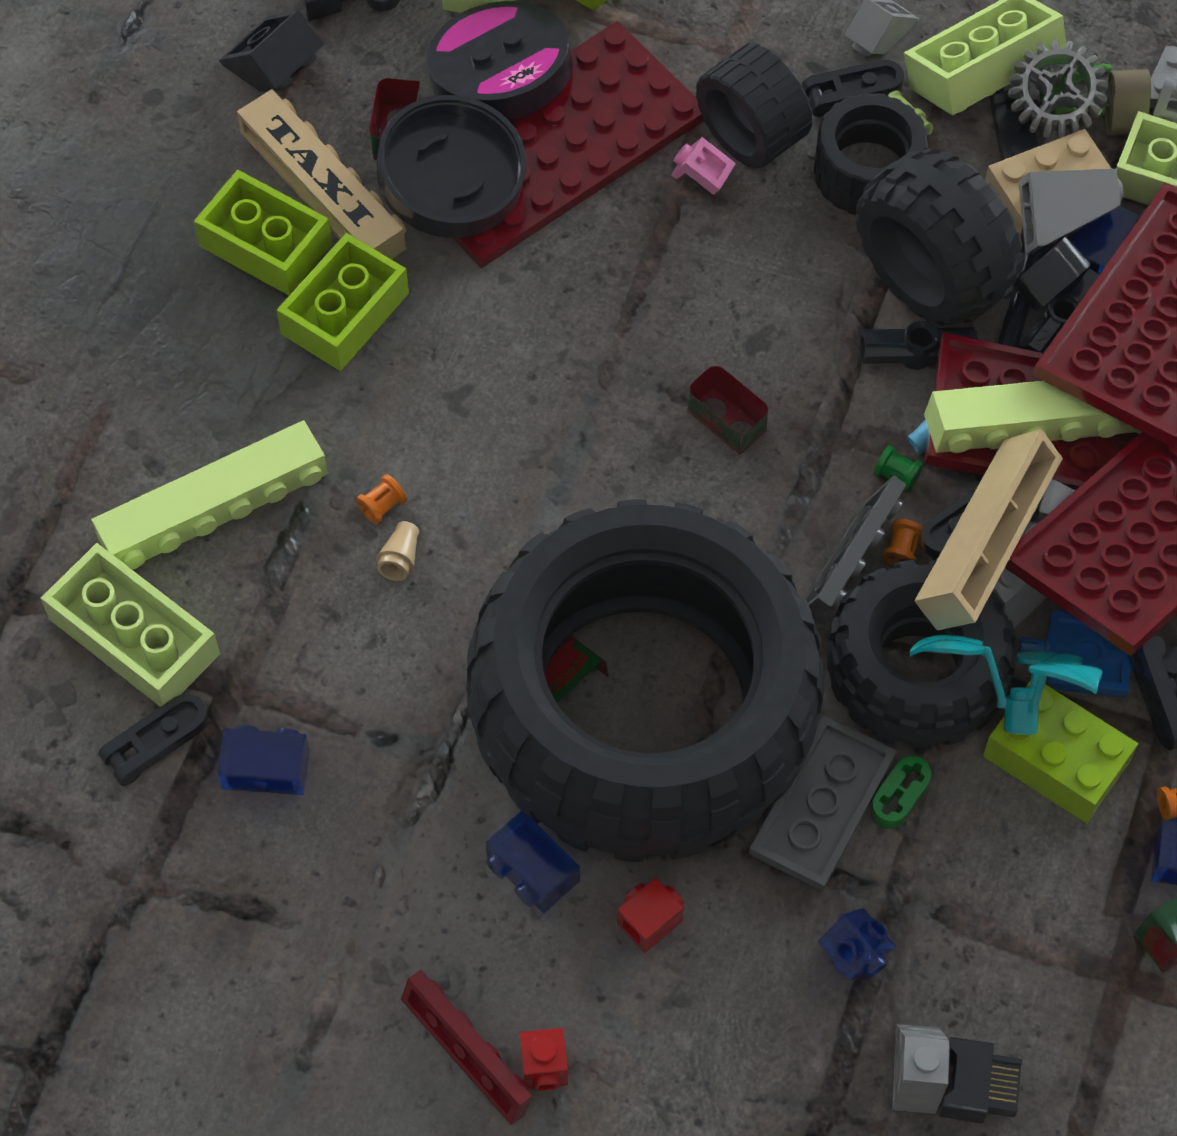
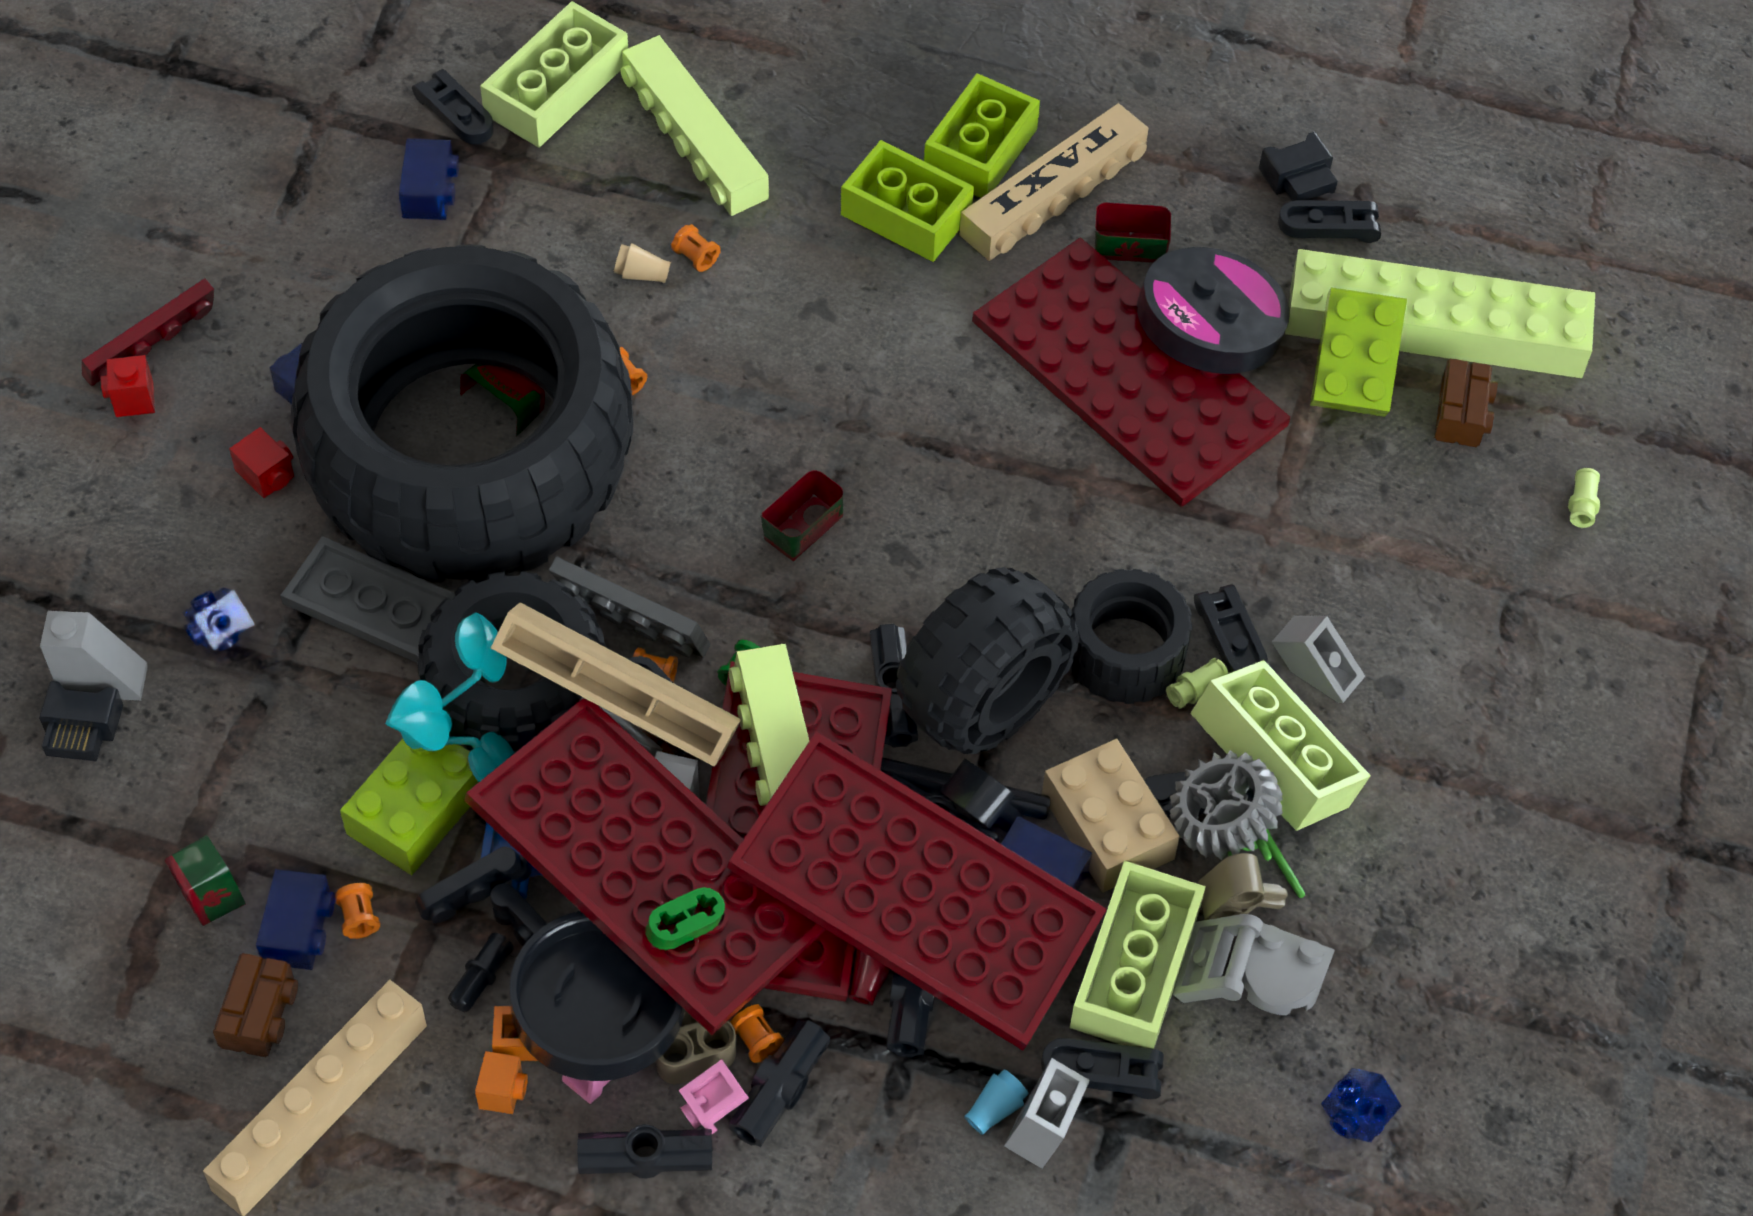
camera: 85 degrees right, 5 degrees down
(274, 51) = (1204, 135): black slope -> none
(451, 166) = (1063, 265): black brick -> none
(703, 164) = (1107, 494): bright pink bracket -> none
(754, 105) = (1165, 513): black tyre -> none
(894, 787) = (385, 662): green beam -> none
(1064, 202) = (1059, 797): light grey slope -> none

